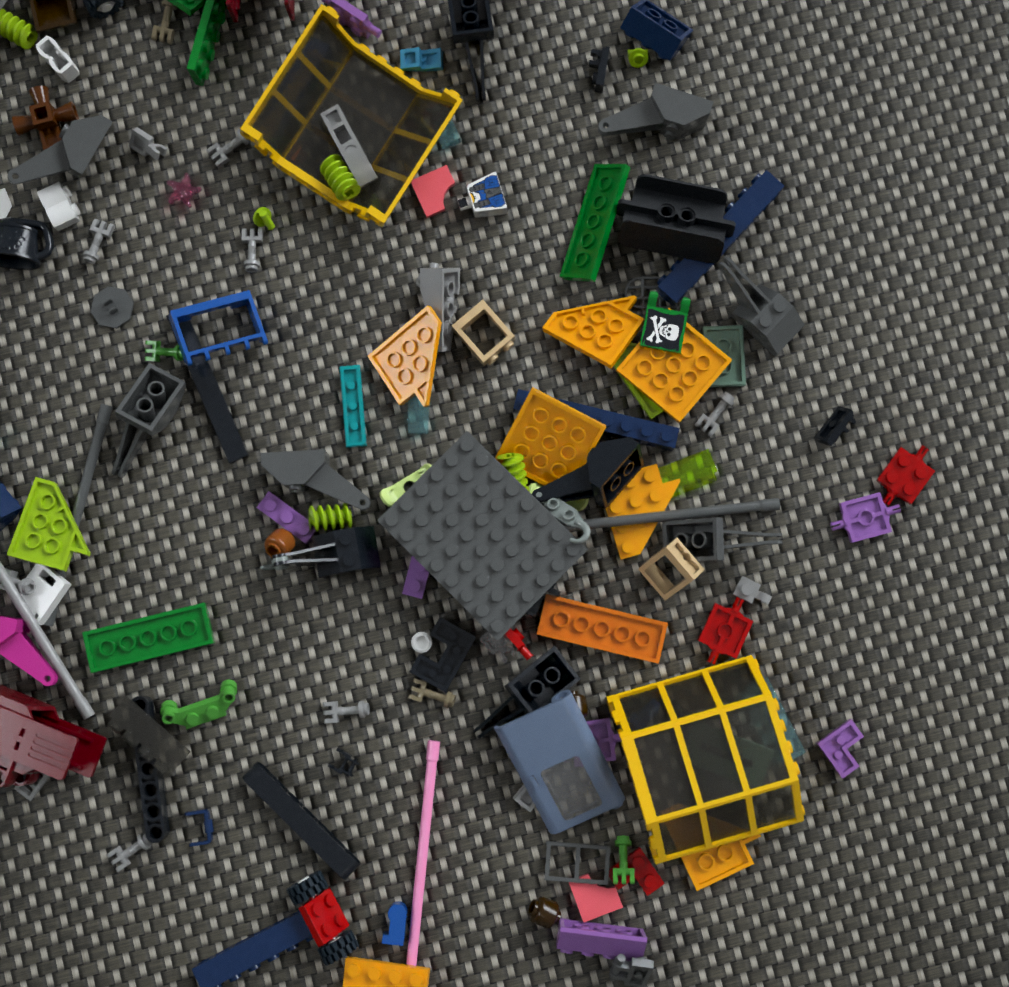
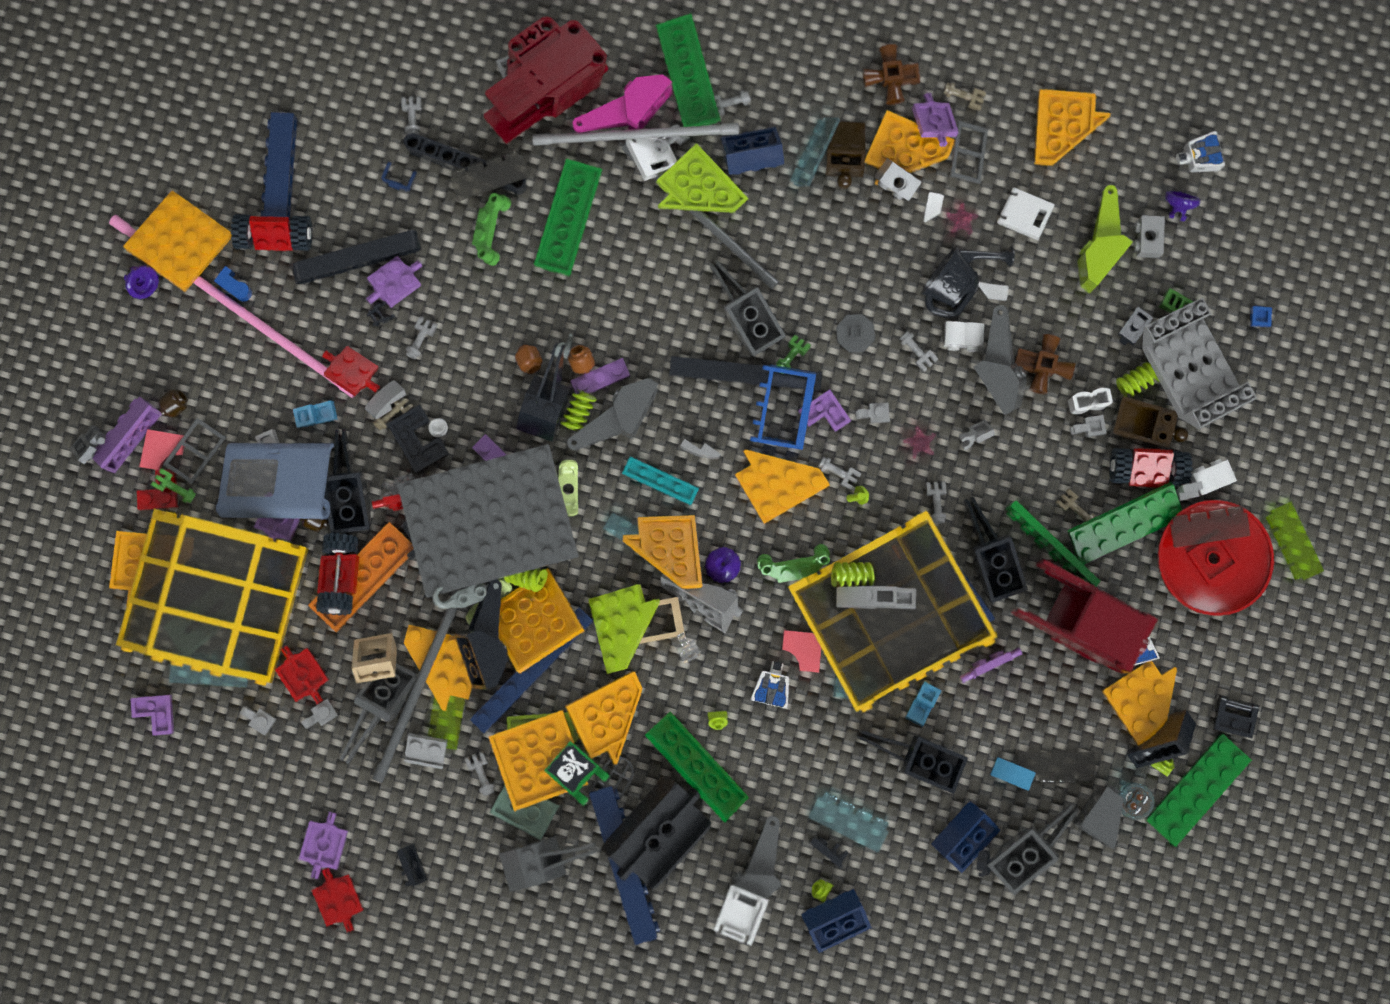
camera: 115 degrees right, 0 degrees up
(82, 48) = (1092, 426): none -> light grey plate
(177, 246) = (877, 413): none -> light grey plate
(197, 288) = (830, 408): none -> medium lavender plate
(252, 61) = (995, 560): none -> black slope
(294, 298) = (778, 484): none -> light orange wing
(302, 379) = (705, 452): none -> light grey slope
(304, 768) = (393, 281): none -> medium lavender plate
(307, 594) = (528, 359): none -> dark orange head
(363, 236) = (796, 568): none -> bright green plate
(399, 312) = (728, 571): none -> dark purple hair
(414, 757) = (351, 371): none -> red plate
(423, 709) = (381, 401): none -> light grey slope
(475, 767) = (315, 414): none -> dark azure slope
(493, 290) = (688, 650): none -> clear plate
(506, 362) = (620, 624): none -> lime wing
(542, 230) = (717, 719): none -> lime plate
(566, 66) = (851, 825): none -> clear light blue windscreen
(614, 650) = (337, 574): none -> plate
(707, 101) = (741, 918): none -> white container
(726, 474) = (425, 751): none -> light grey plate
(789, 644) = (260, 721): none -> light grey plate

